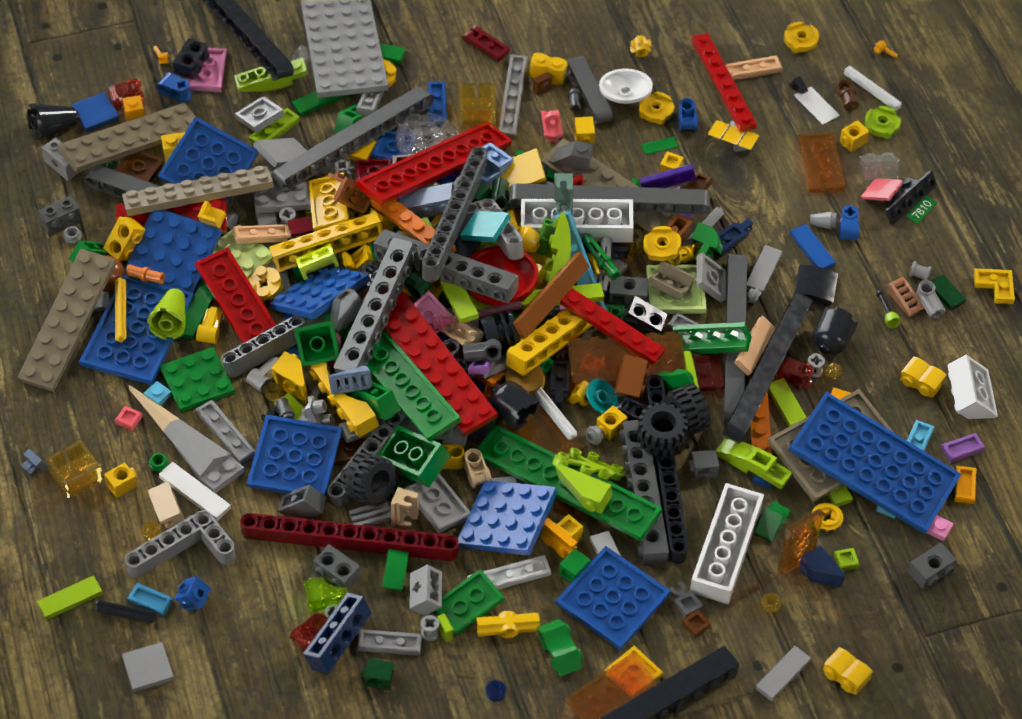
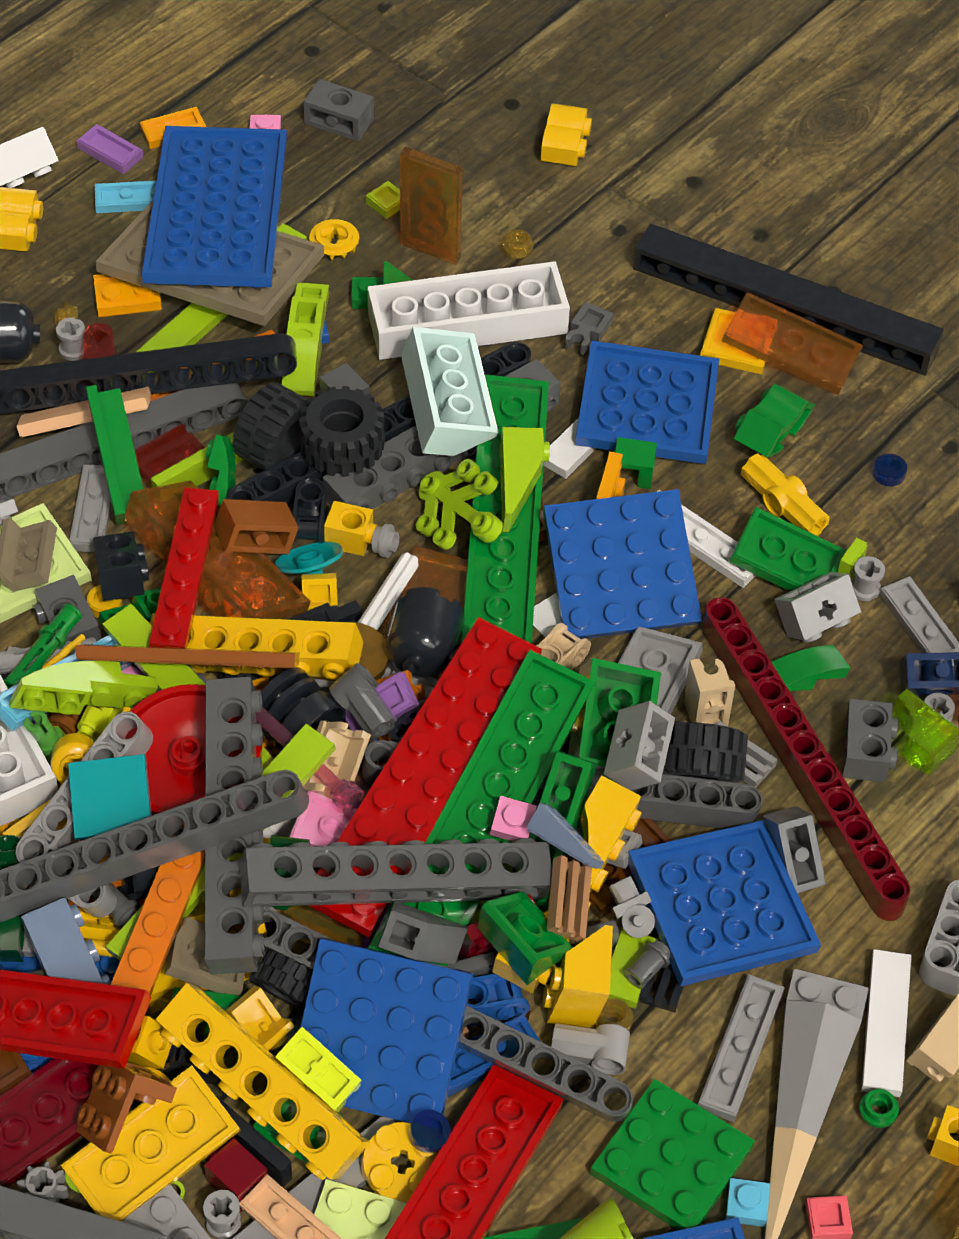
camera: 120 degrees left, 0 degrees up
(209, 330) = (562, 1195): yellow piece -> none
(266, 291) = (428, 1131): none -> clear blue tile
(310, 363) = (574, 900): none -> medium nougat tile
(380, 373) = (512, 819): none -> bright pink plate
(382, 441) = (639, 746): none -> light grey brick
(571, 527) = (582, 483): yellow panel -> none
(660, 484) = (447, 391): none -> light aqua slope
(696, 623) = (616, 301): reddish brown plate -> none
(783, 673) = (614, 197): light grey tile -> none

